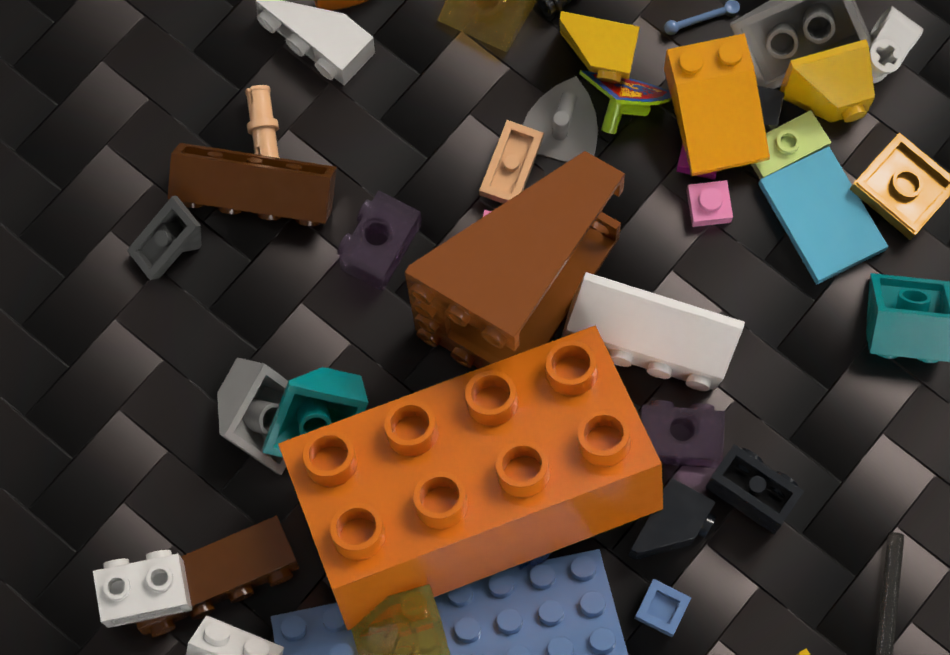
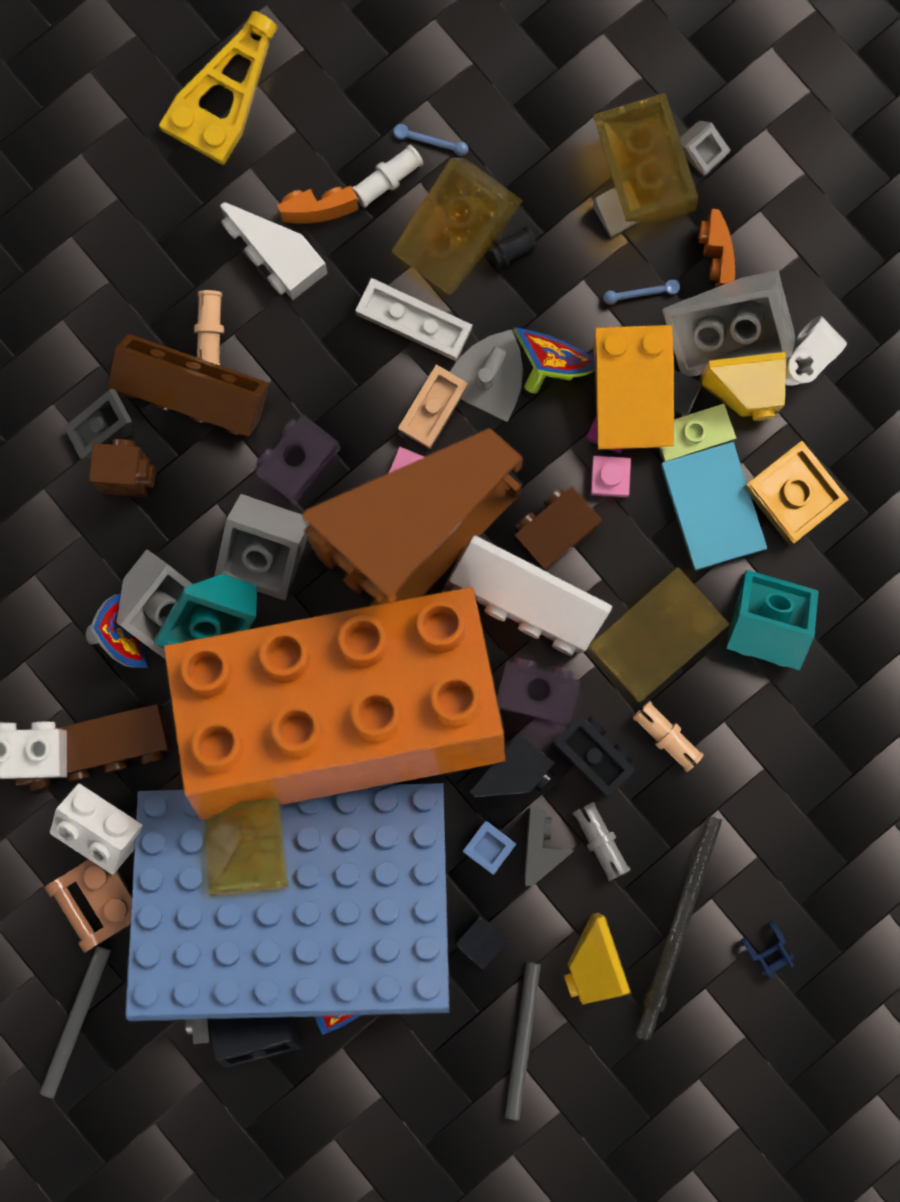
camera: 10 degrees right, 10 degrees up
(197, 278) = (121, 469): none -> reddish brown brick
(213, 448) = (115, 639): none -> shield
(360, 333) = (262, 546): none -> light grey slope
(474, 81) = (413, 319): none -> white plate
(601, 44) = (538, 311): yellow slope -> none
(668, 259) = (556, 528): none -> reddish brown brick
(717, 608) = (539, 859): none -> dark grey slope
(781, 580) = (601, 841): none -> light grey pin
(795, 352) = (659, 634): none -> clear yellow slope
(828, 457) = (668, 736): none -> light nougat pin

